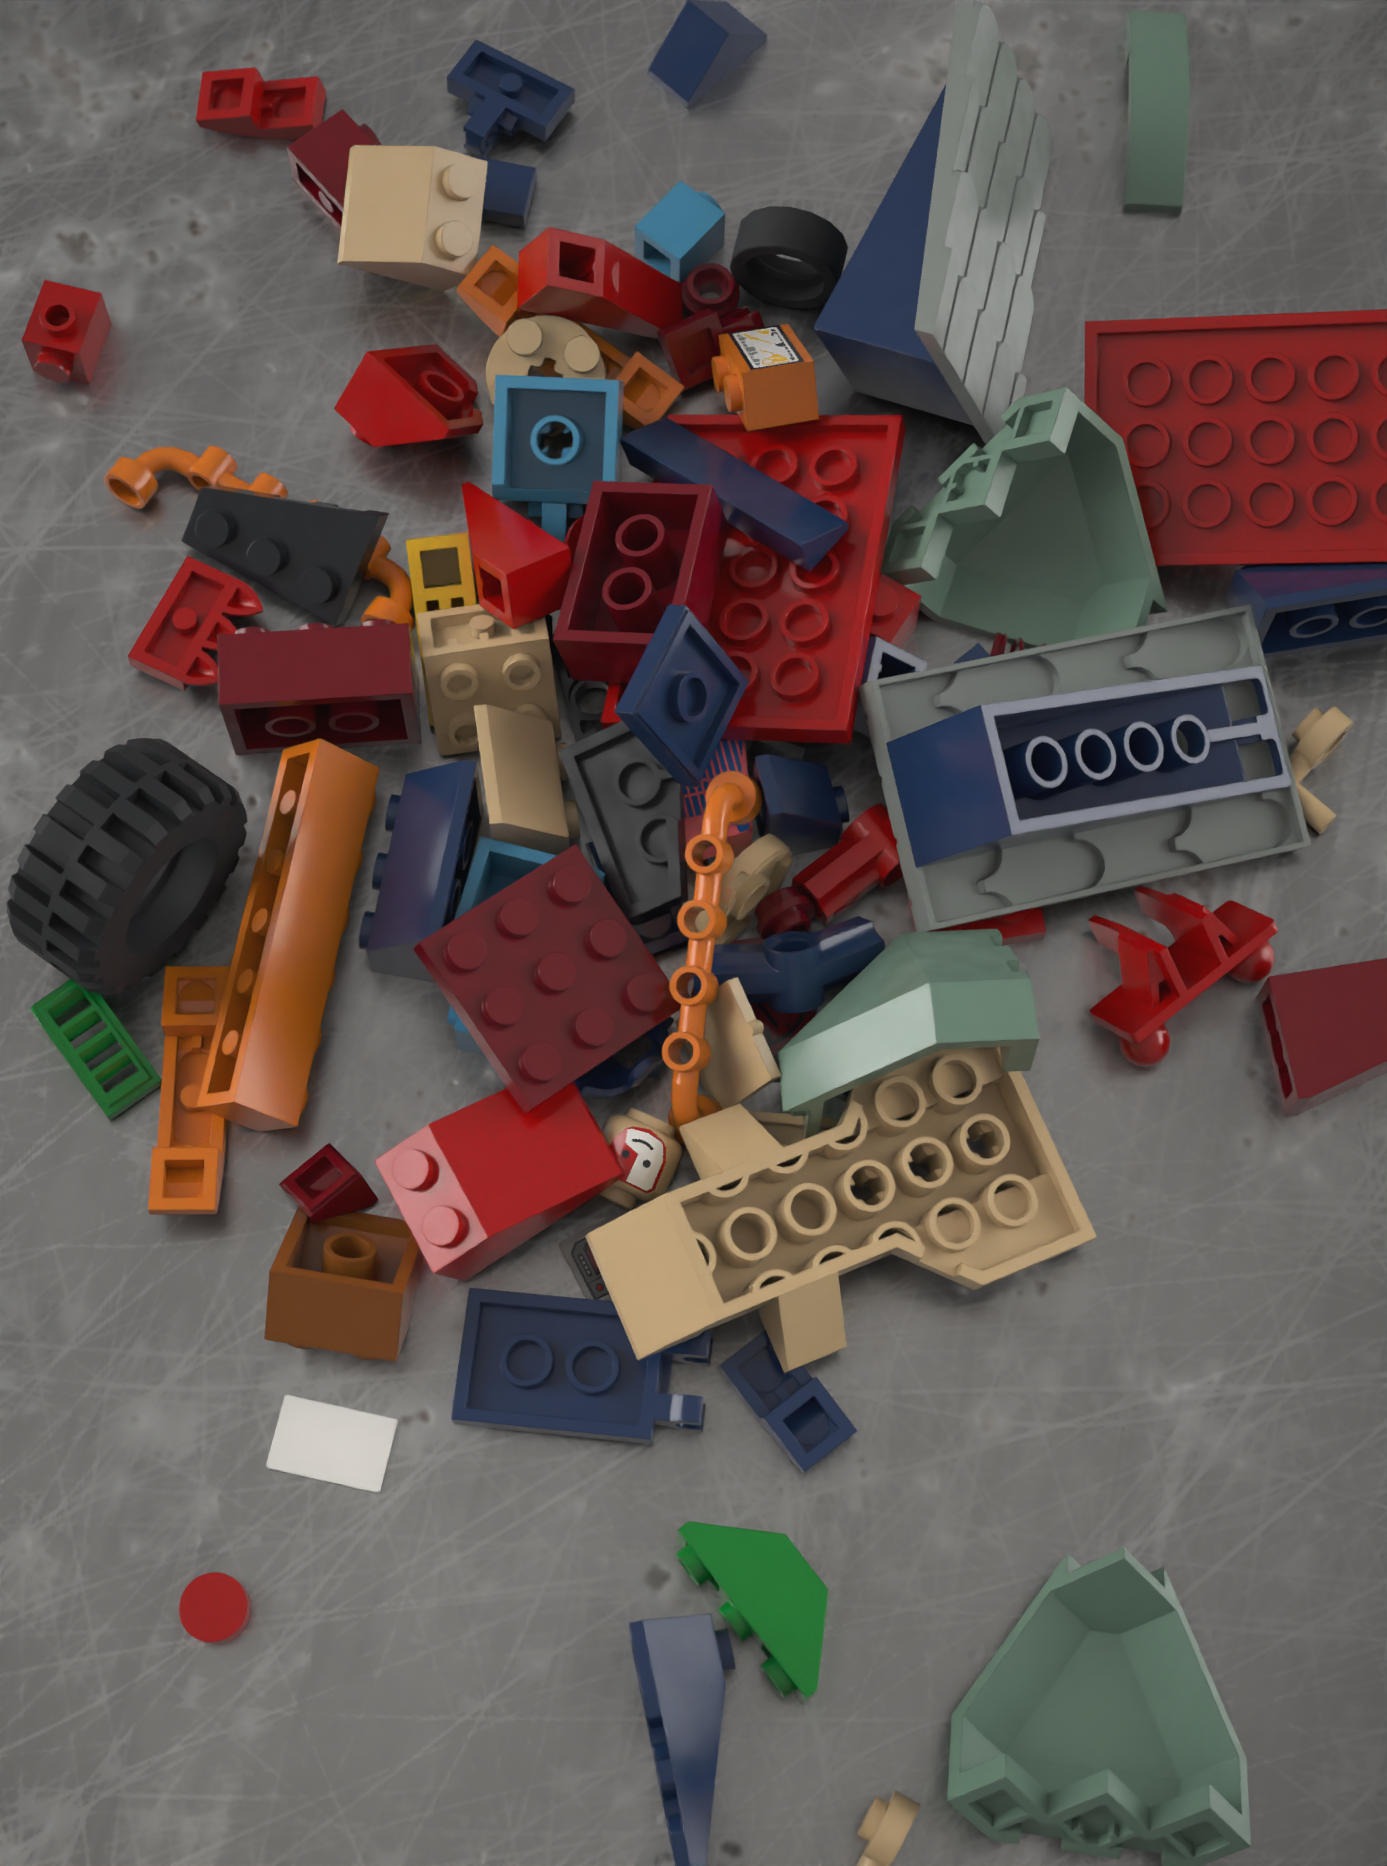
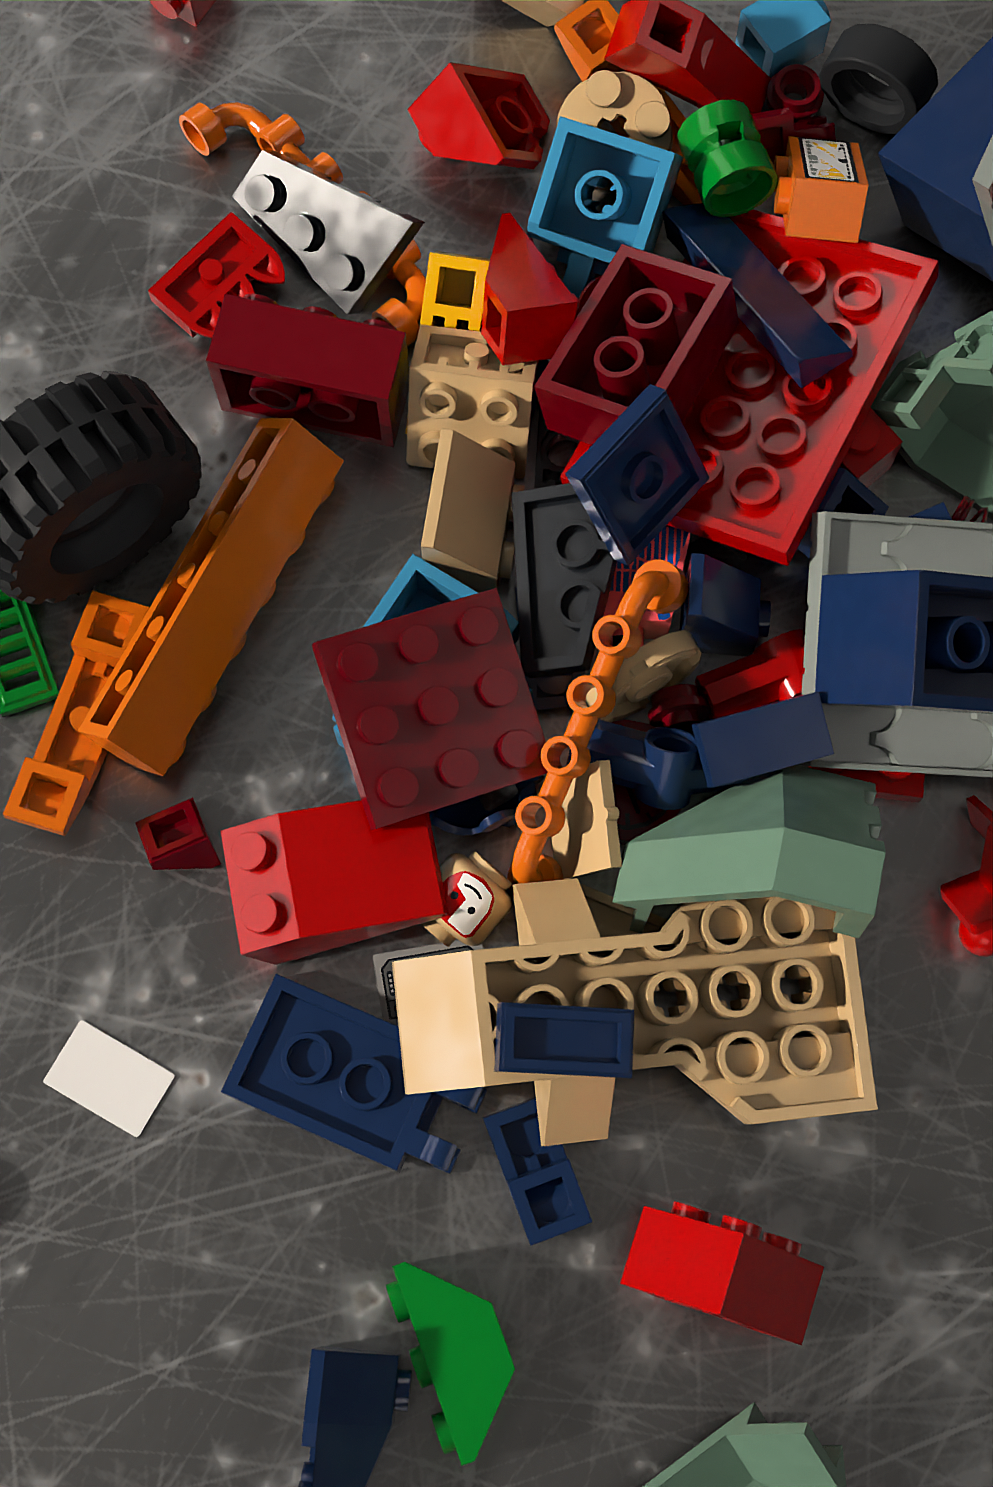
camera: 20 degrees right, 5 degrees up
(344, 1285) = (160, 937): dark orange slope -> none
(425, 867) = (358, 563): dark blue slope -> none
(667, 372) = (727, 158): none -> green wheel
(779, 1254) = (564, 1040): none -> dark blue tile
(878, 915) = (763, 739): none -> dark blue tile
(998, 1435) = (724, 1270): none -> red brick

